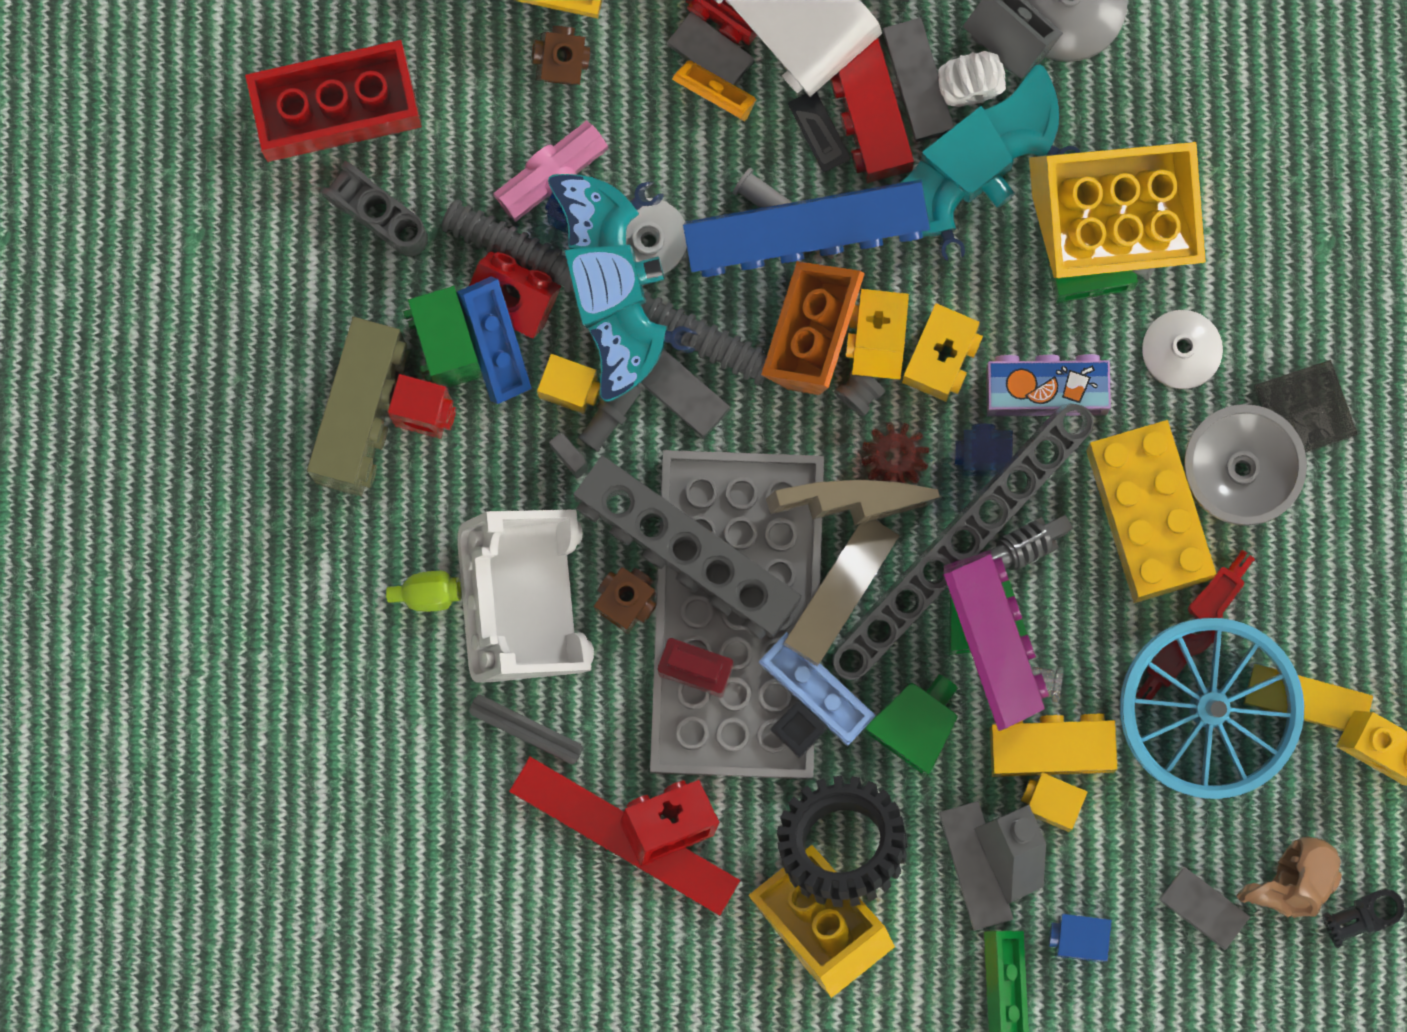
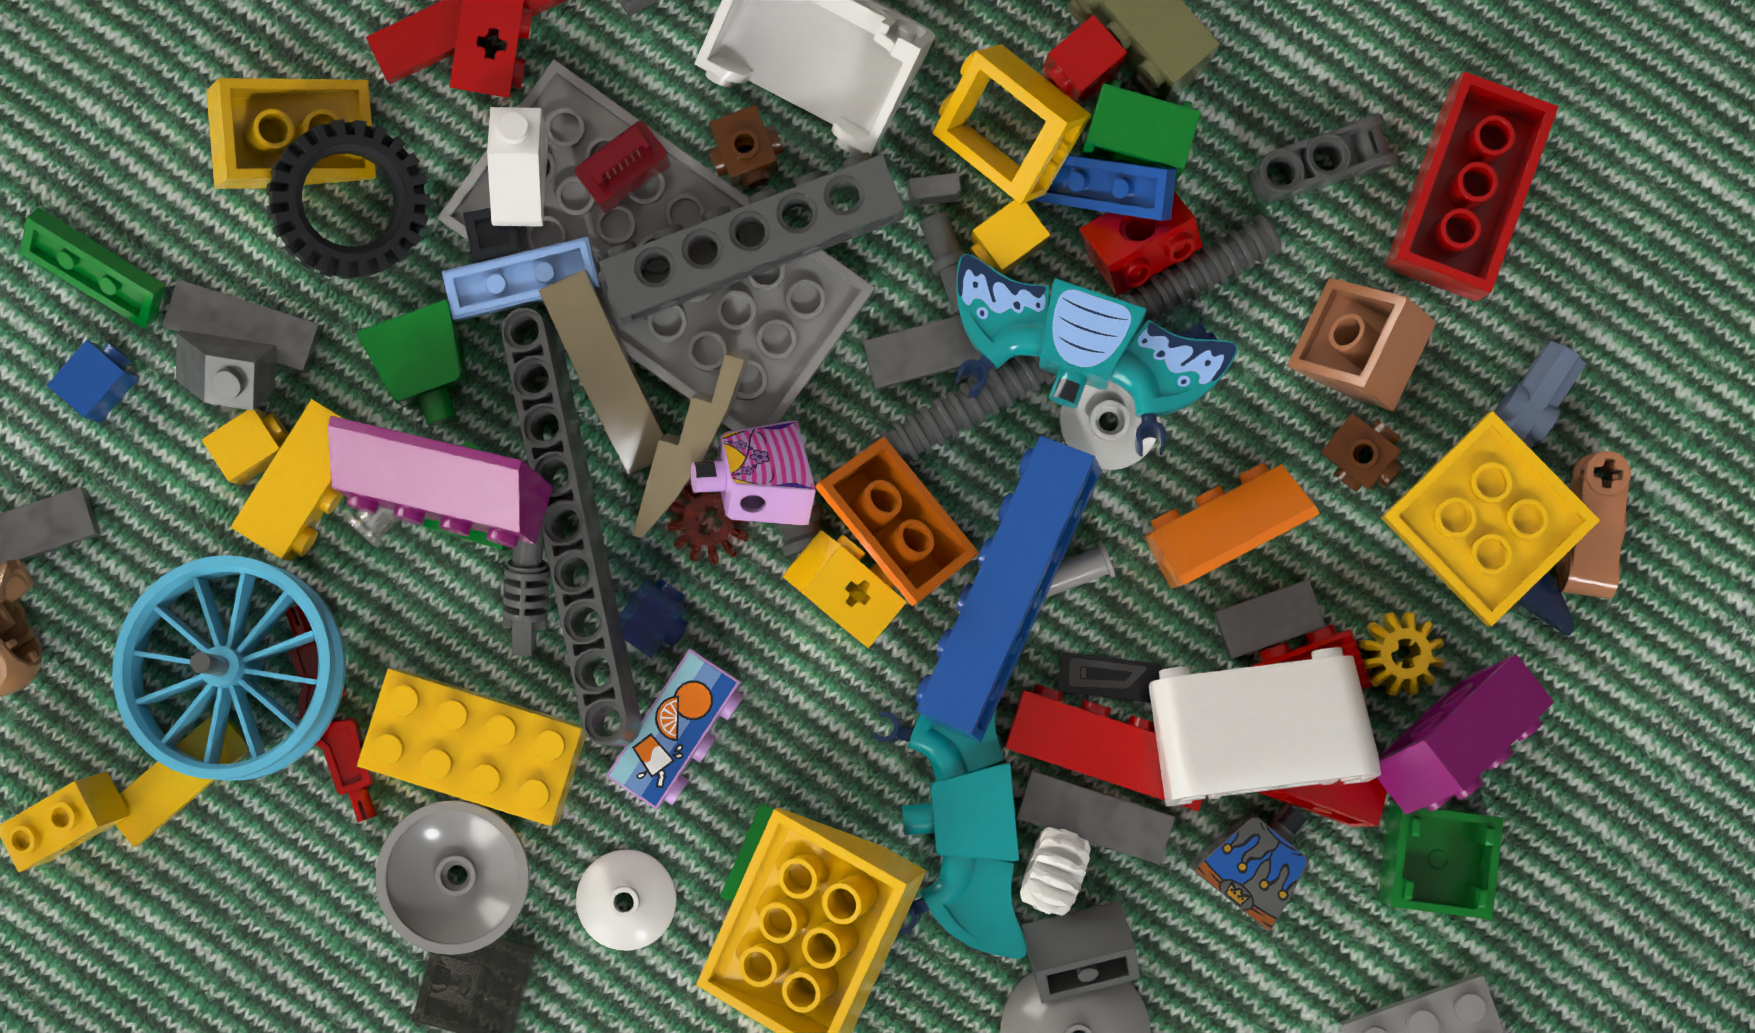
camera: 115 degrees right, 5 degrees up
(465, 422) = (1062, 128): none -> yellow window
(485, 107) = (1362, 342): none -> nougat slope
(565, 157) = (1254, 369): bright pink piece -> none
(668, 113) = (1228, 523): none -> orange slope
(715, 90) = (1222, 591): light orange slope -> none
(744, 736) = (517, 166): none -> white slope
(842, 435) = (760, 475): none -> lavender torso
(942, 329) = (782, 613): yellow brick -> none

